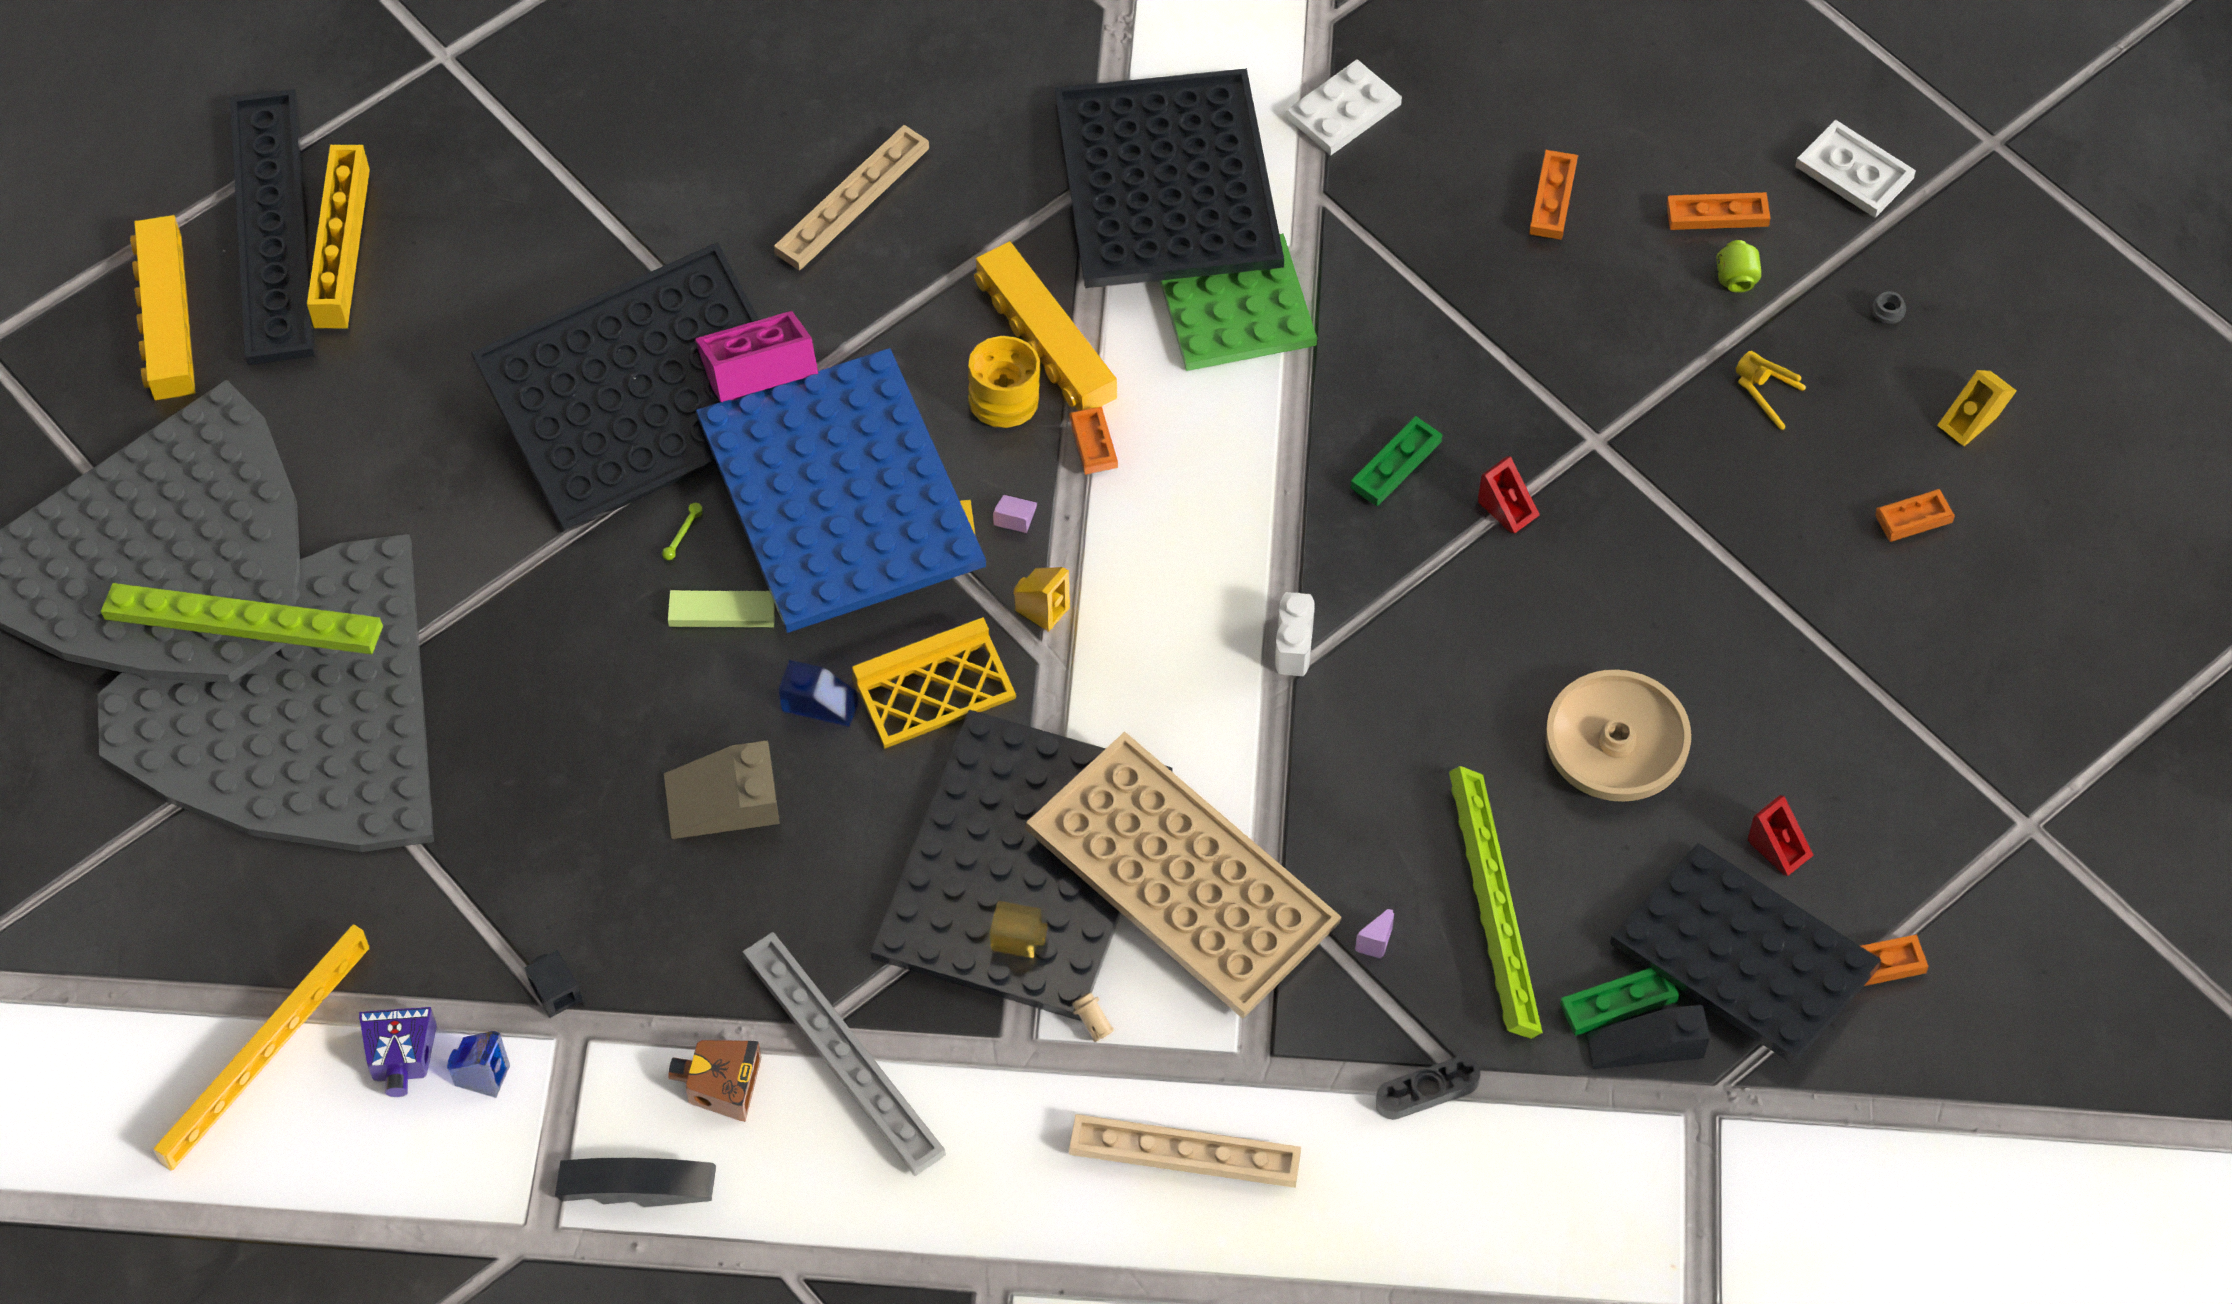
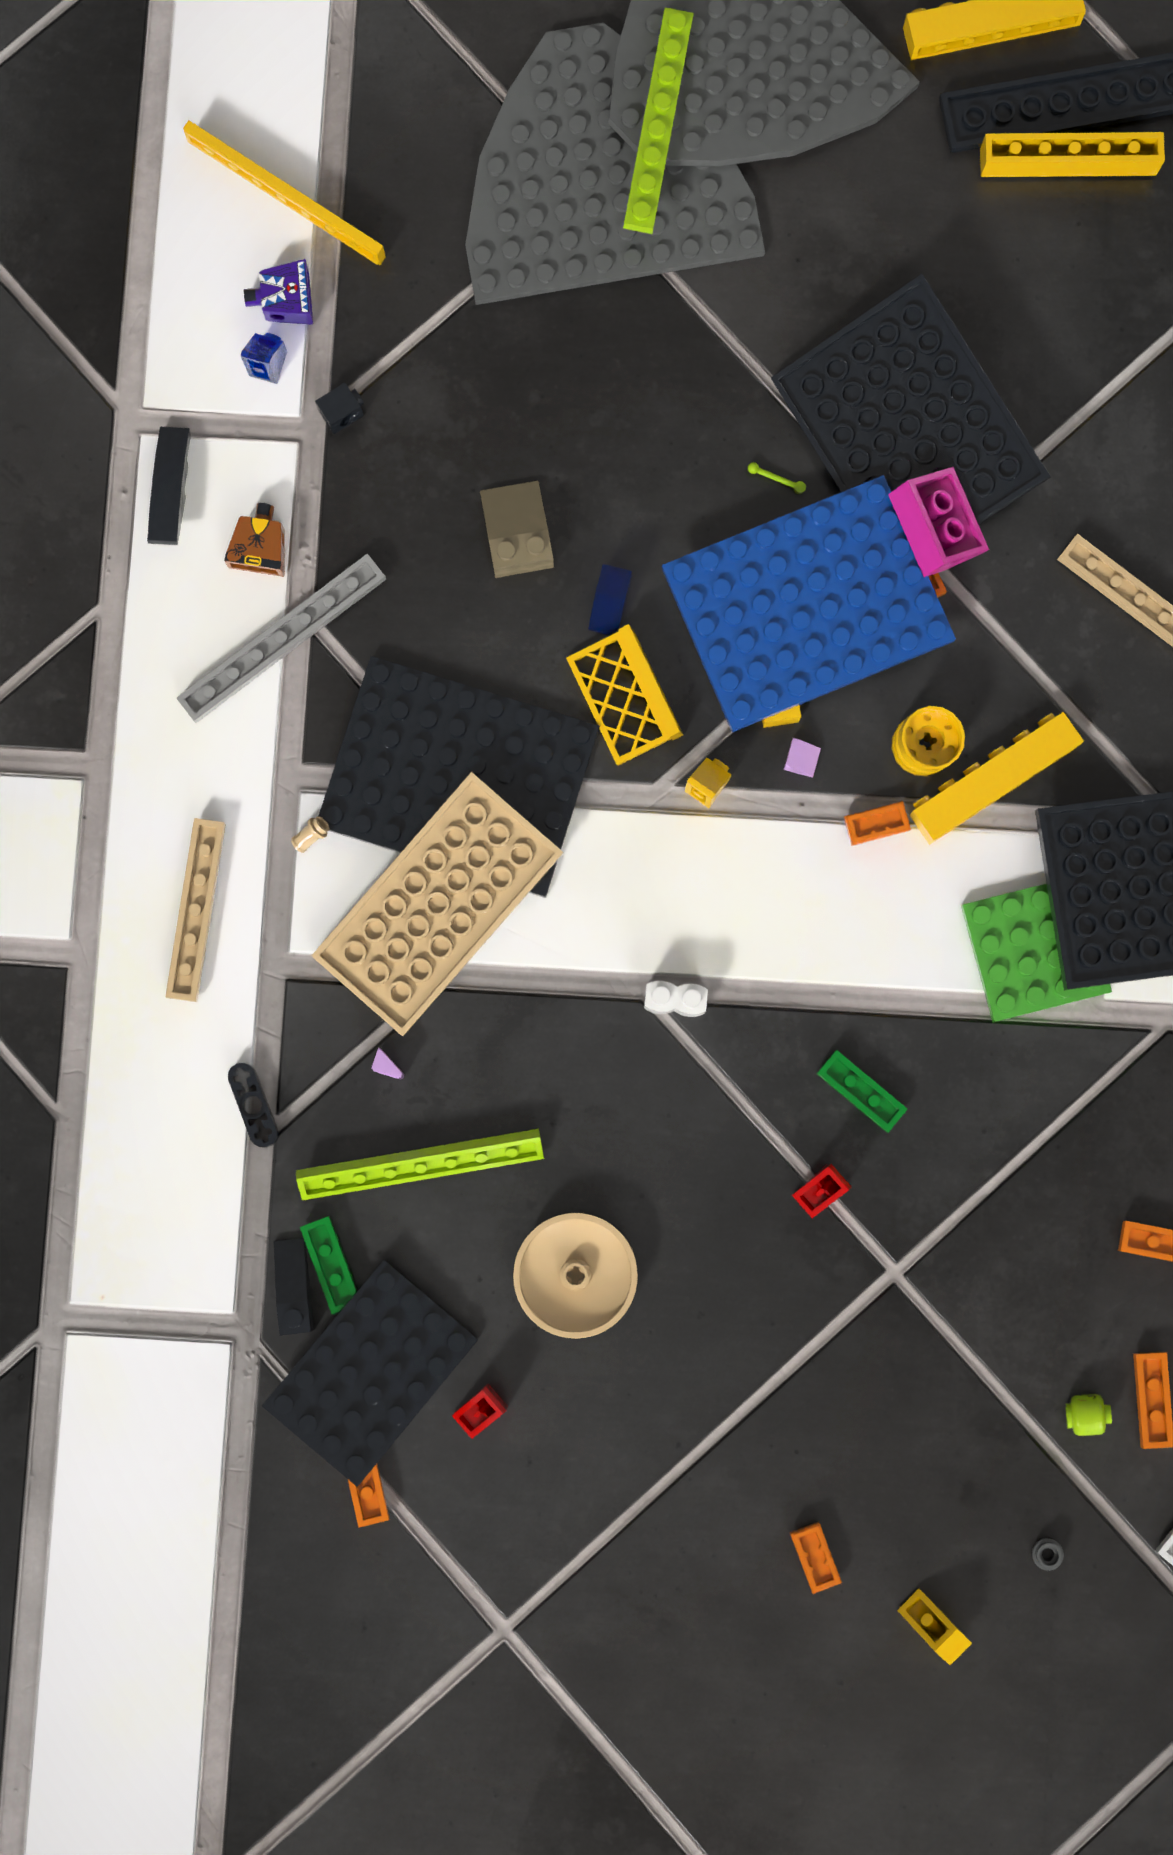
camera: 90 degrees right, 25 degrees up
(721, 609) = (697, 510): yellowish green tile -> none
(1017, 929) = (379, 769): clear yellow brick -> none
(1757, 370) = (971, 1424): yellow plant -> none

